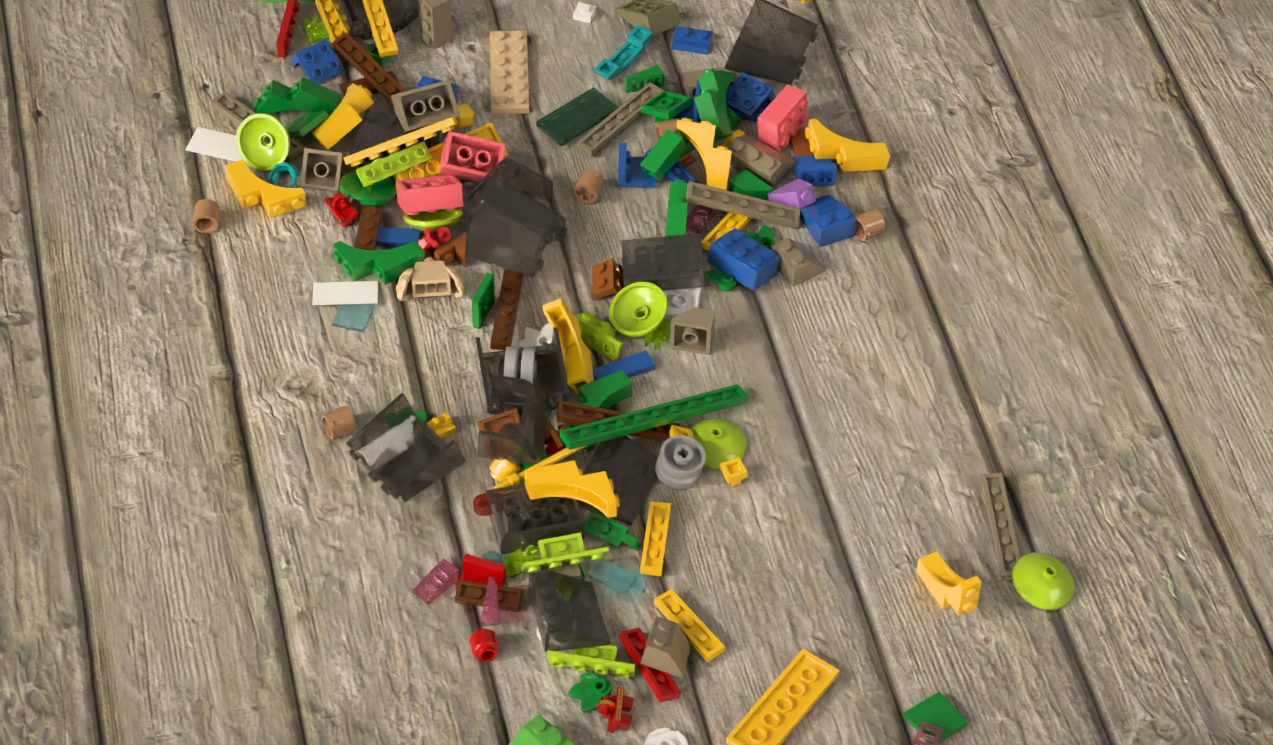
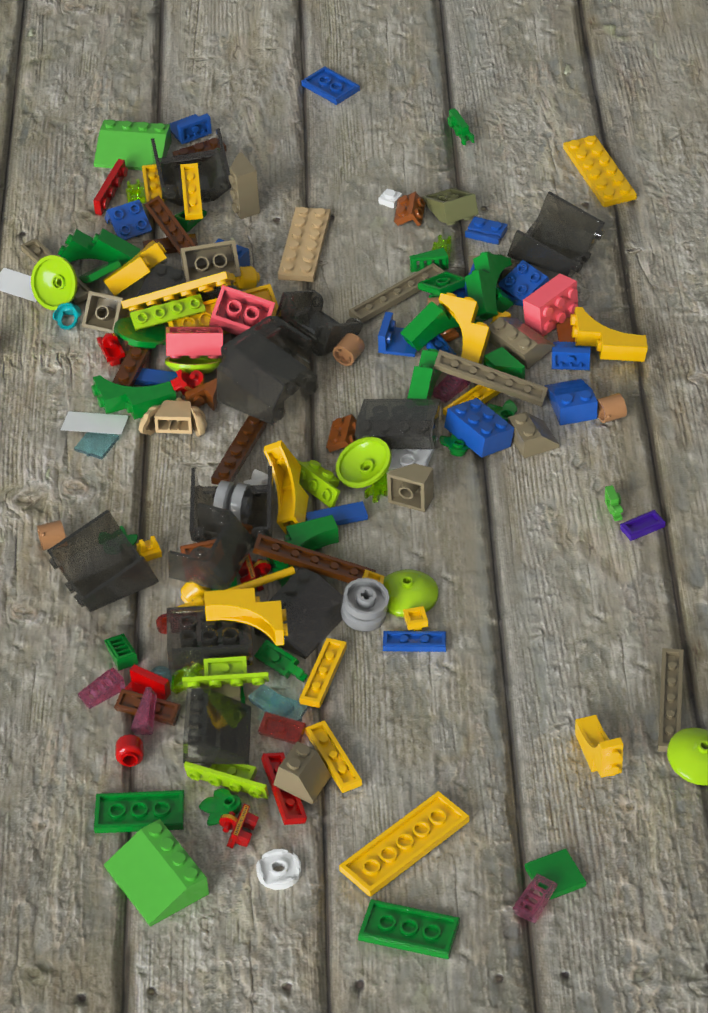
camera: 15 degrees right, 5 degrees down
(253, 191) = (36, 326): yellow arch -> none
(446, 551) = (124, 658): none -> green slope
(483, 300) = (217, 440): green tile -> none
(509, 706) = (138, 809): none -> green tile
(530, 149) = (305, 314): none -> clear smoke windscreen
(576, 116) = (355, 287): clear green tile -> none
(608, 23) = (409, 208): none -> dark orange bracket
(626, 55) = (418, 239): teal slope -> none
(631, 602) = (282, 728): none -> clear red plate
(651, 60) = (446, 244): none -> clear neon green plate
(653, 417) = (348, 559): green plate -> none
(736, 494) = (414, 641): none -> blue tile
(795, 194) = (545, 374): medium lavender slope -> none
(894, 325) = (612, 501): none -> bright green plate
(928, 346) = (642, 525): none -> dark purple tile

